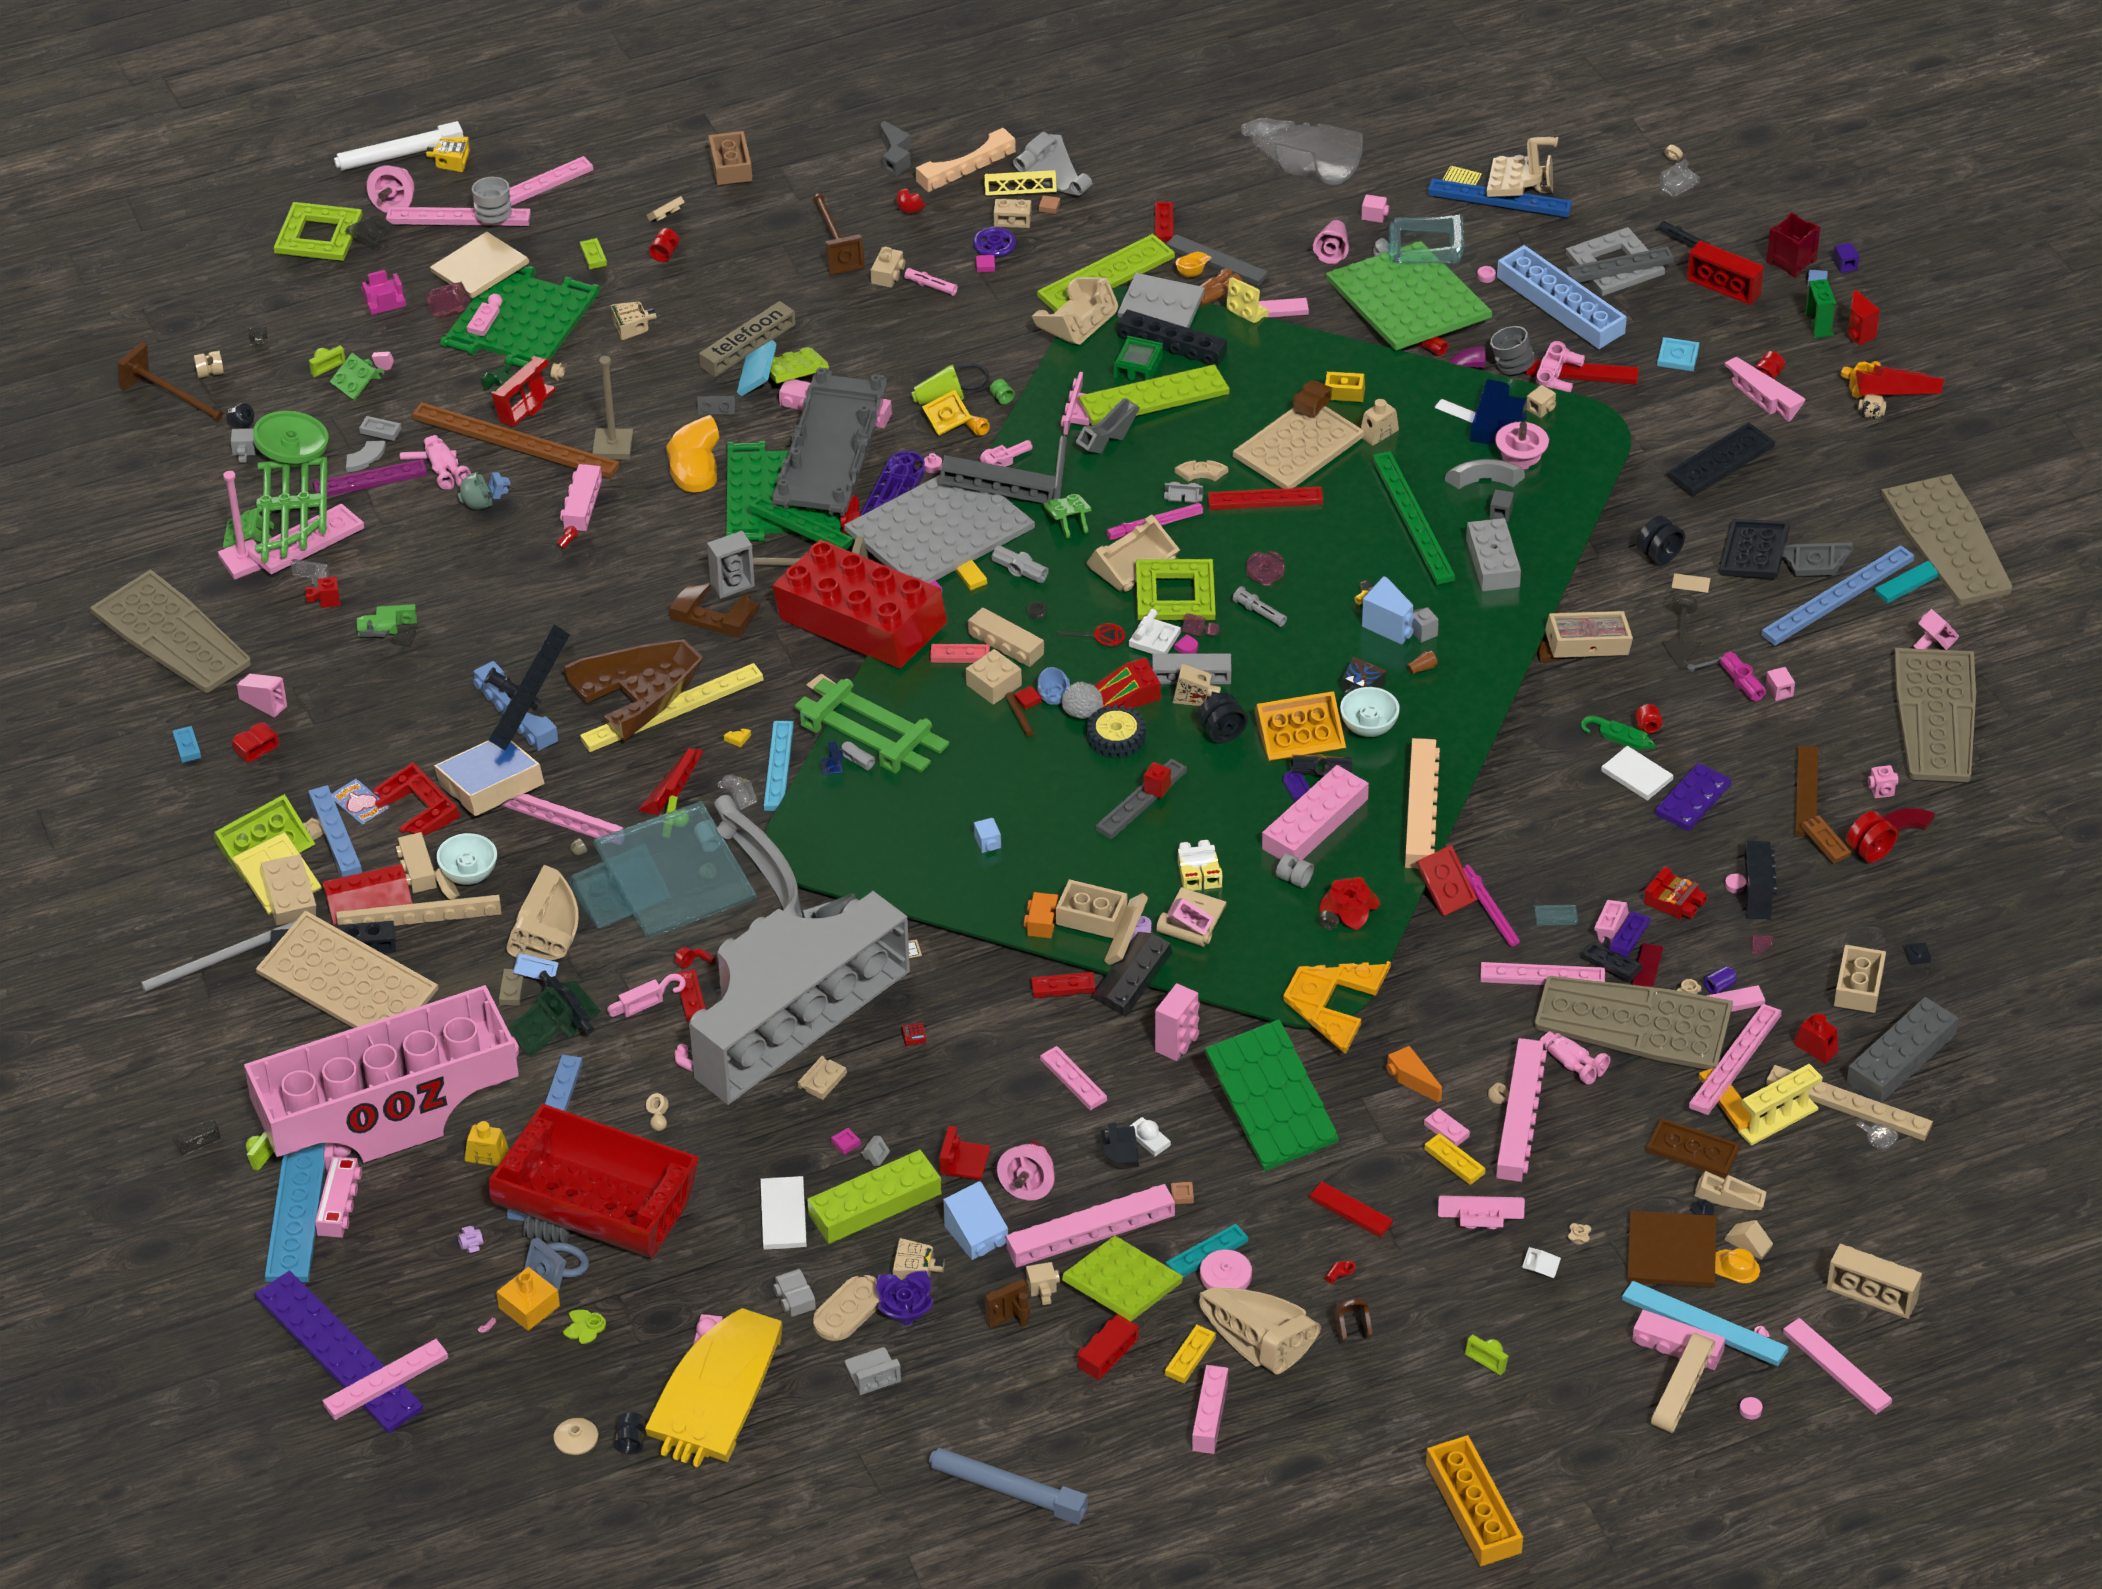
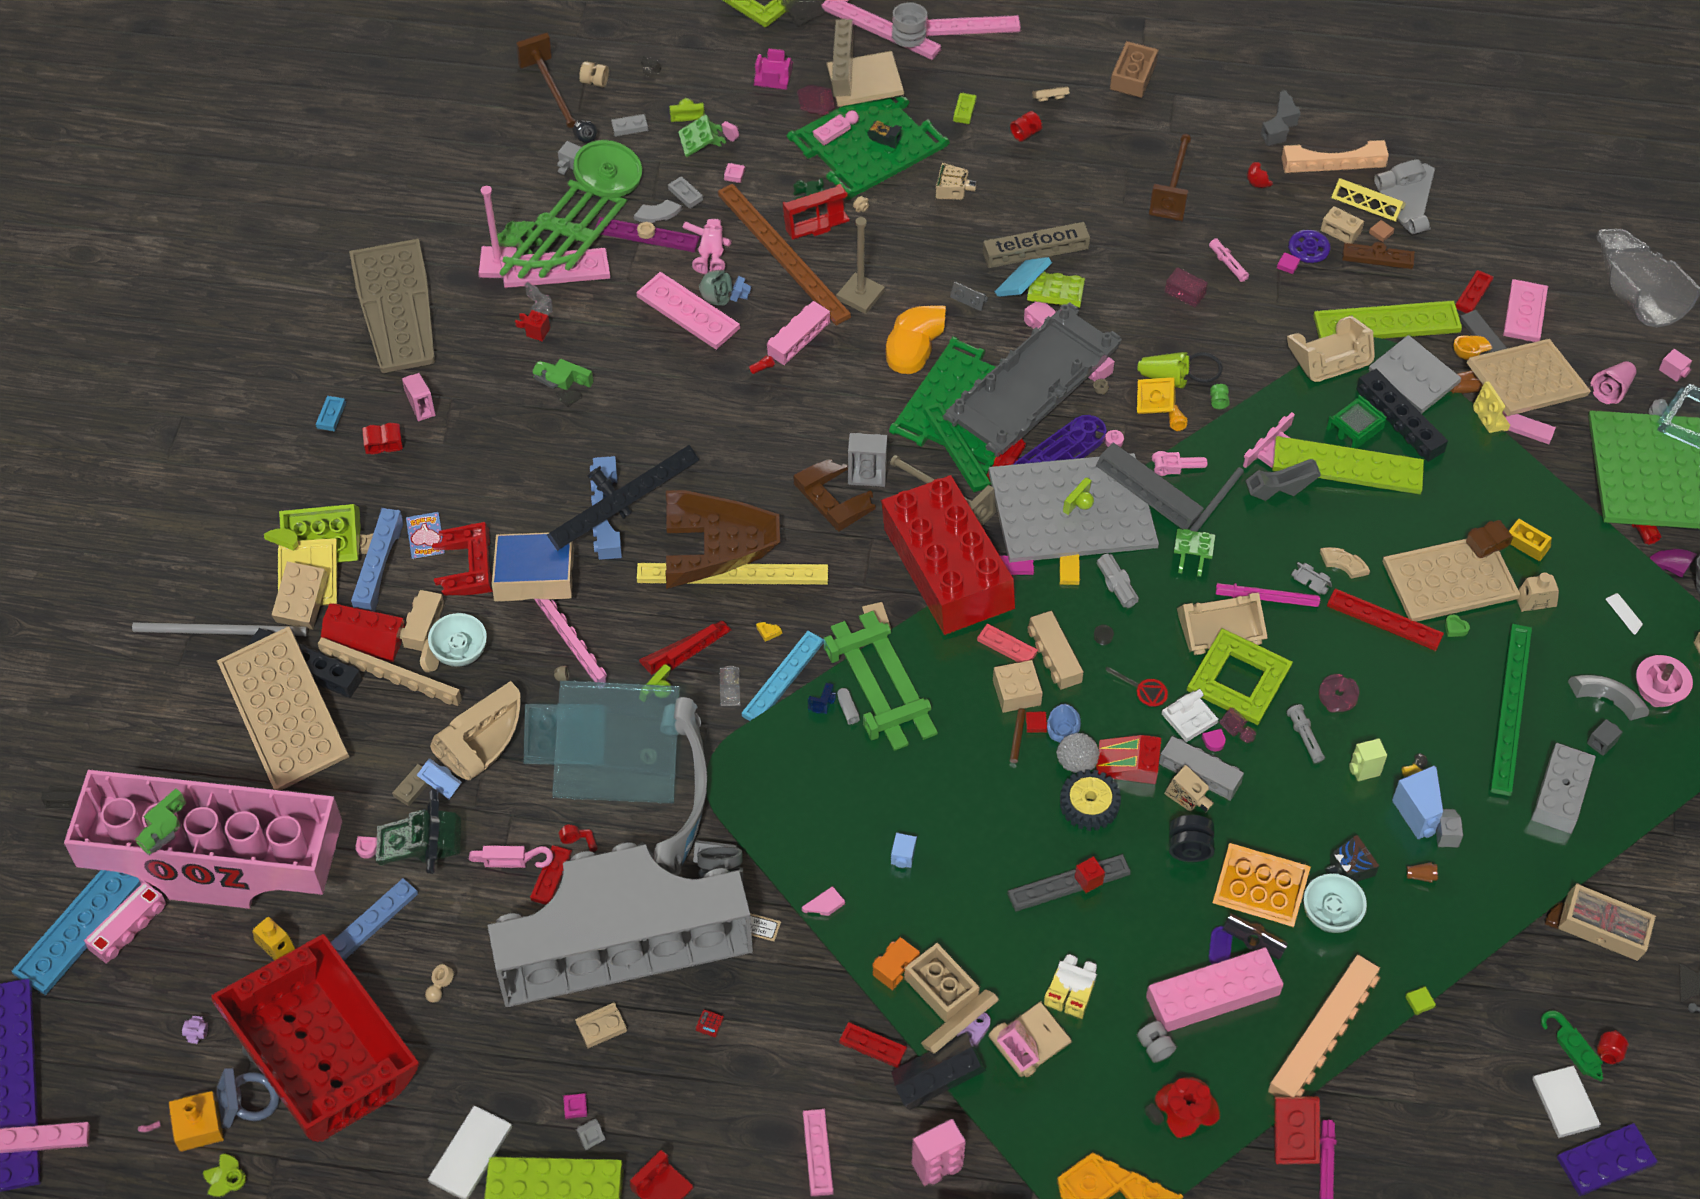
camera: 30 degrees right, 10 degrees up
(235, 851) = (283, 537): none -> lime tile
(277, 395) = (629, 125): none -> light grey plate
(351, 1067) = (161, 823): none -> bright green plate
(369, 473) = (646, 230): none -> tan tile
(414, 393) = (734, 173): none -> bright pink plate
(446, 253) = (843, 57): none -> dark tan brick
(462, 522) = (688, 310): none -> bright pink plate
(537, 302) = (885, 134): none -> black leg
(887, 267) = (1199, 230): tan brick -> none
(889, 423) = (1098, 386): none -> dark tan hinge
(909, 318) = (1186, 287): none -> clear pink brick
(949, 511) = (1079, 497): none -> lime tile
(949, 902) = (825, 903): none -> bright pink tile
(1059, 224) = (1378, 255): none -> reddish brown hinge
(1218, 218) = (1525, 310): none -> bright pink tile
(1260, 263) = (1529, 376): none -> tan plate
(1325, 600) = (1368, 760): none -> yellowish green brick
(1327, 478) = (1455, 626): none -> bright green tile
(1481, 752) = (1420, 1000): none -> lime tile
(1496, 411) = (1660, 634): clear blue brick -> none

